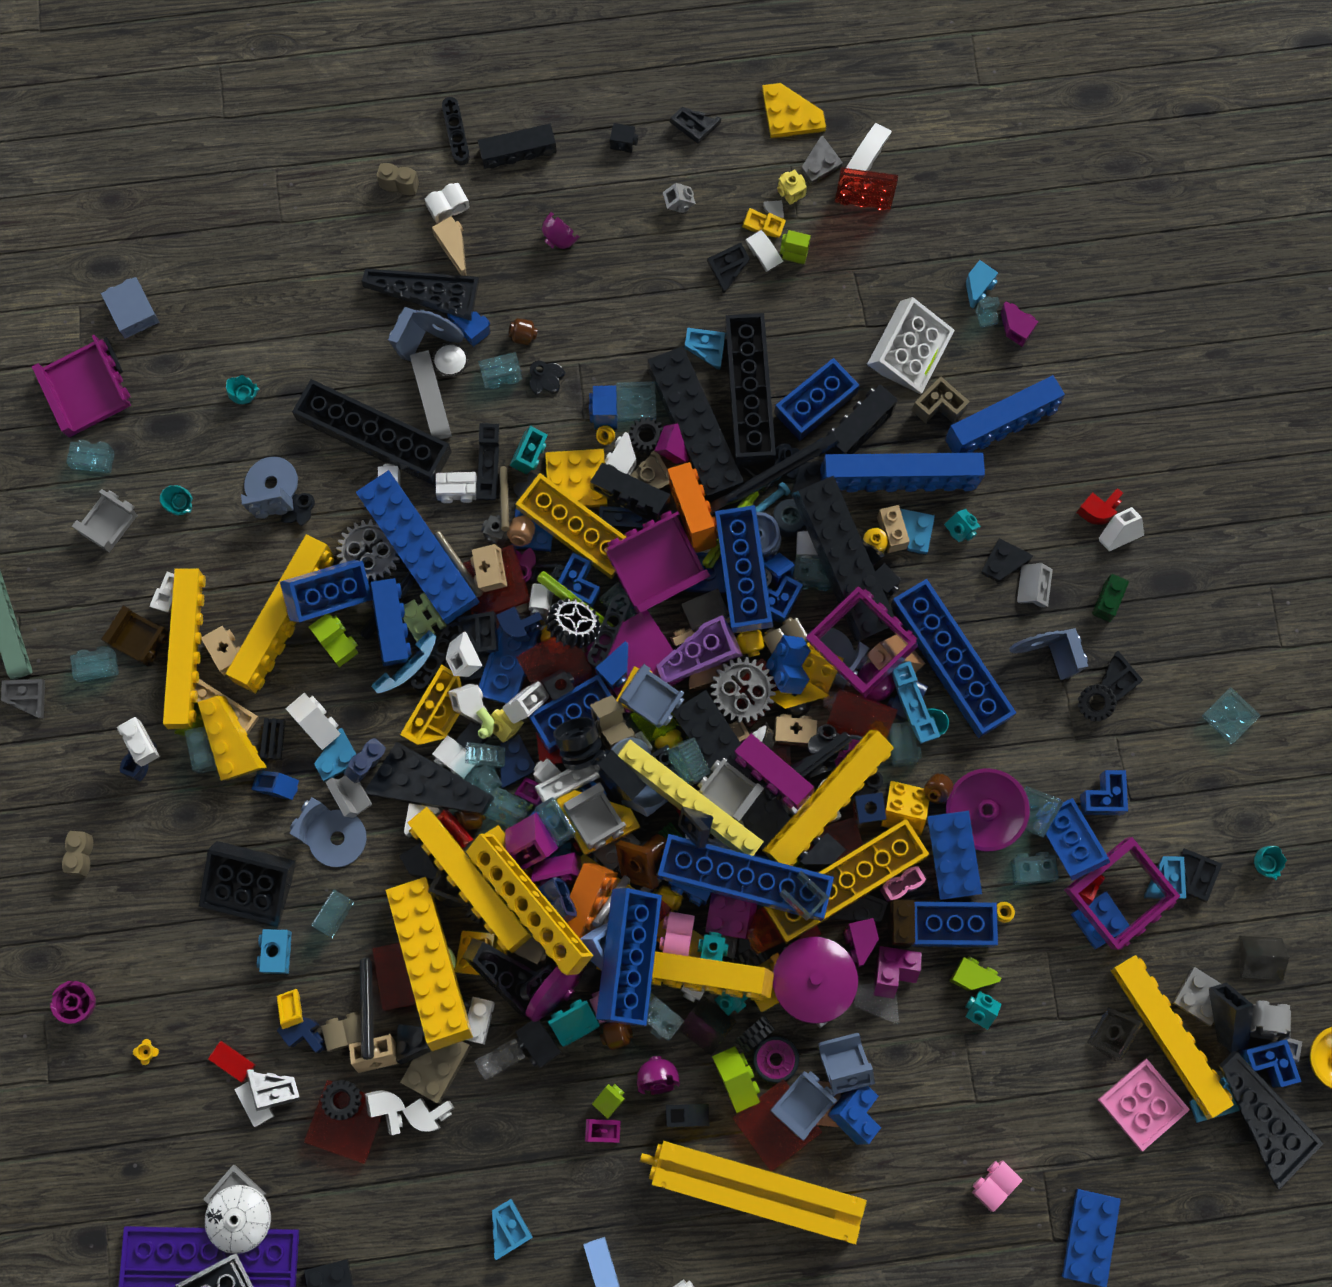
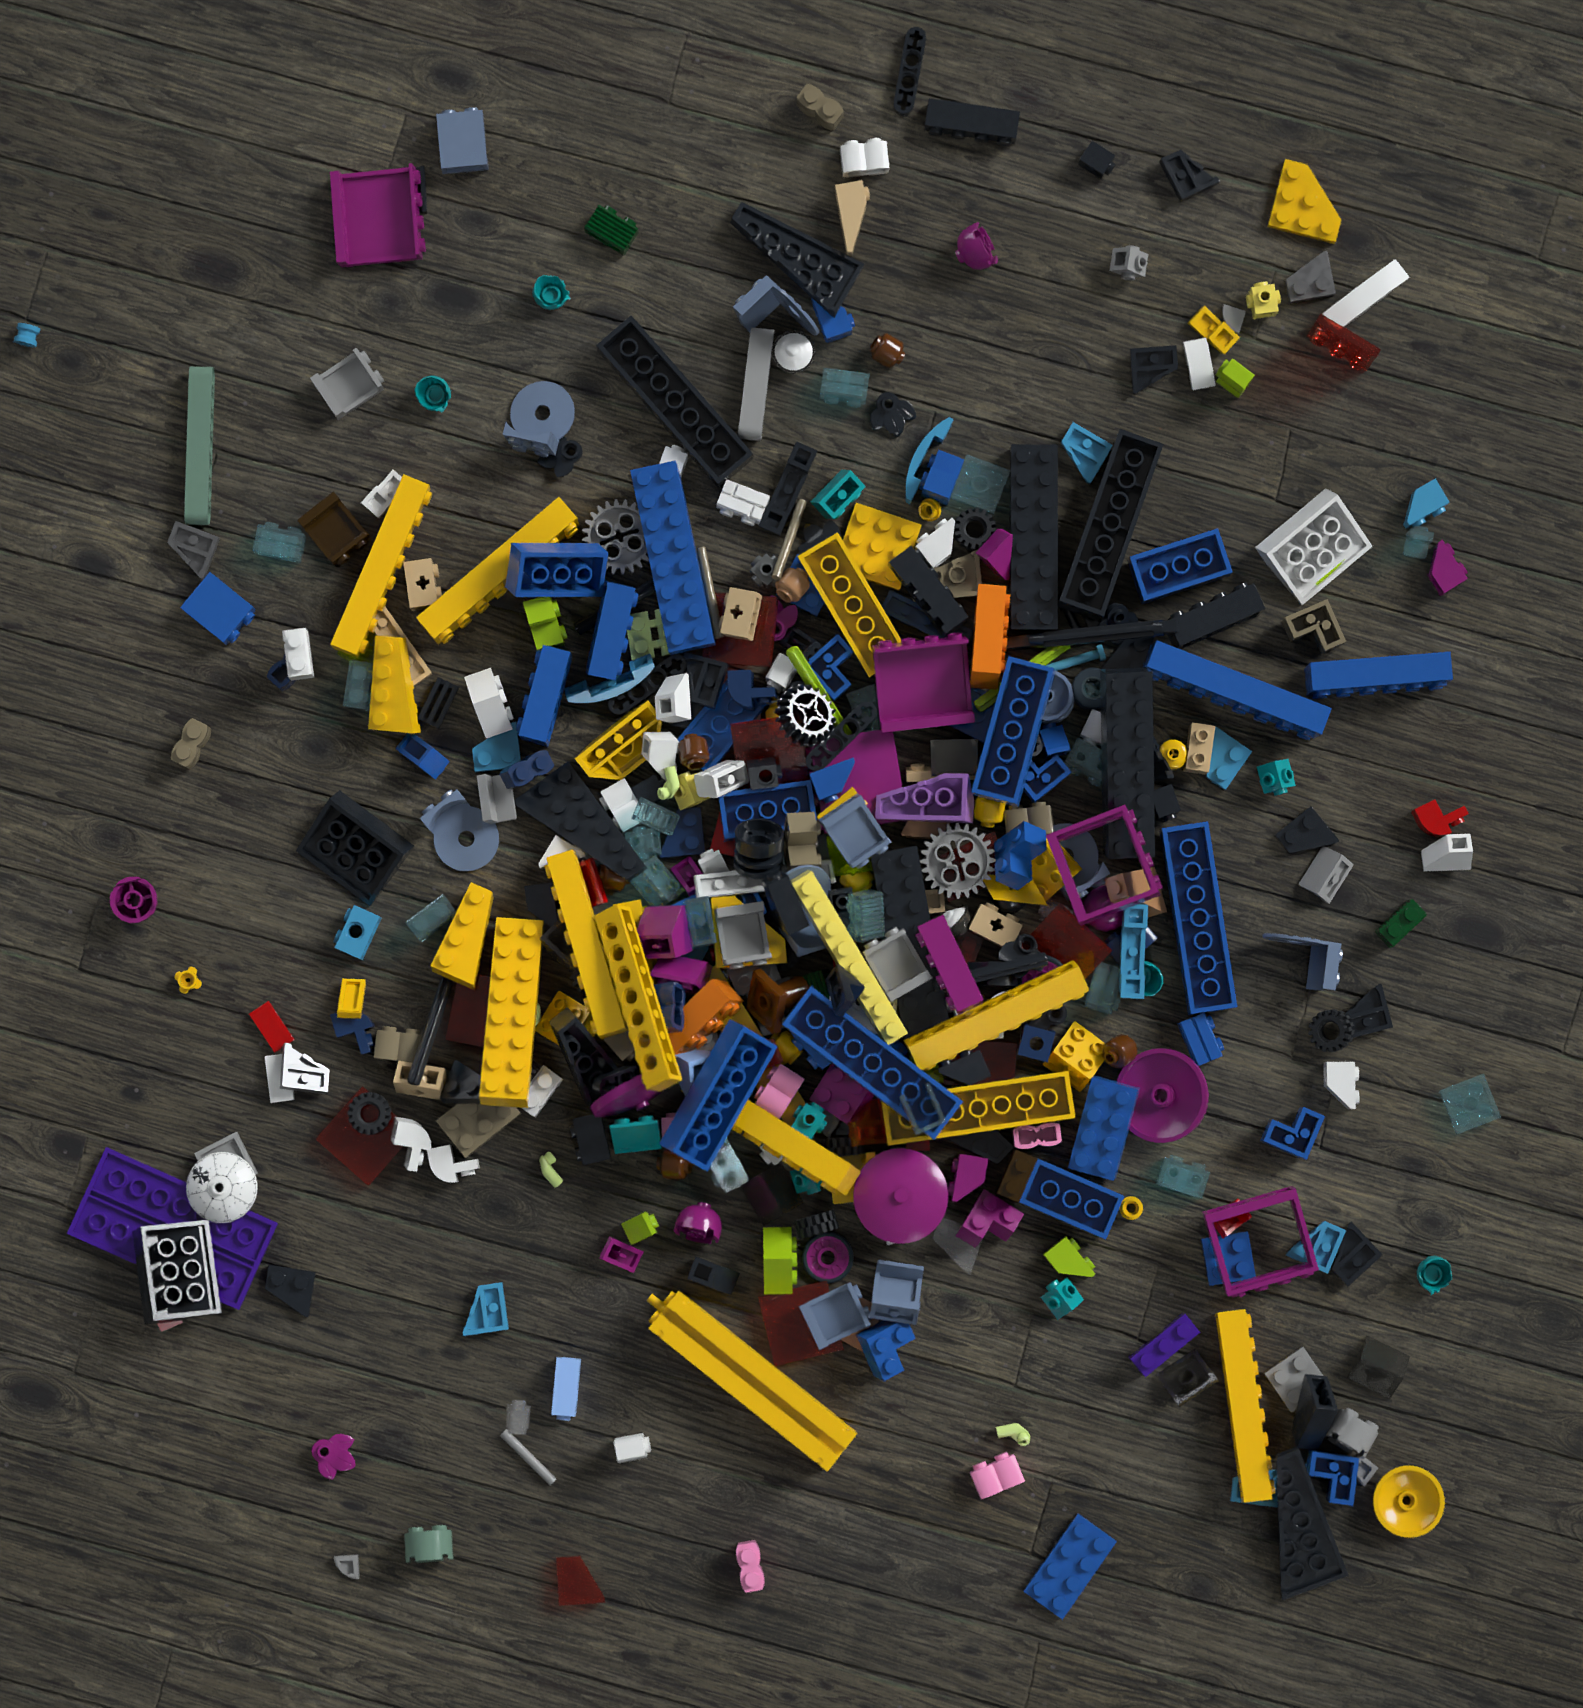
camera: 20 degrees right, 10 degrees up
(62, 735) = (218, 609): none -> blue panel
(90, 456) = (357, 302): clear light blue brick -> none
(272, 326) = (611, 229): none -> dark green brick
(356, 696) = (545, 695): none -> blue brick
(366, 919) = (463, 944): none -> yellow wedge
(494, 690) = (693, 751): none -> reddish brown head
(499, 1059) = (545, 1139): clear brick -> none
(512, 1085) = (547, 1170): none -> yellowish green arm
(587, 377) = (937, 433): none -> dark azure slope
(605, 909) = (715, 1034): light grey bar -> none
(994, 1140) = (1016, 1431): none -> yellowish green arm
(997, 752) = (1200, 1039): none -> blue brick
(1042, 811) = (1217, 1121): clear light blue plate -> none
(1075, 842) = (1234, 1164): blue plate -> none
(1087, 1007) = (1164, 1345): none -> dark purple arch
(1123, 740) = (1340, 1082): none -> white slope
(1143, 1104) = (1184, 1460): bright pink plate -> none

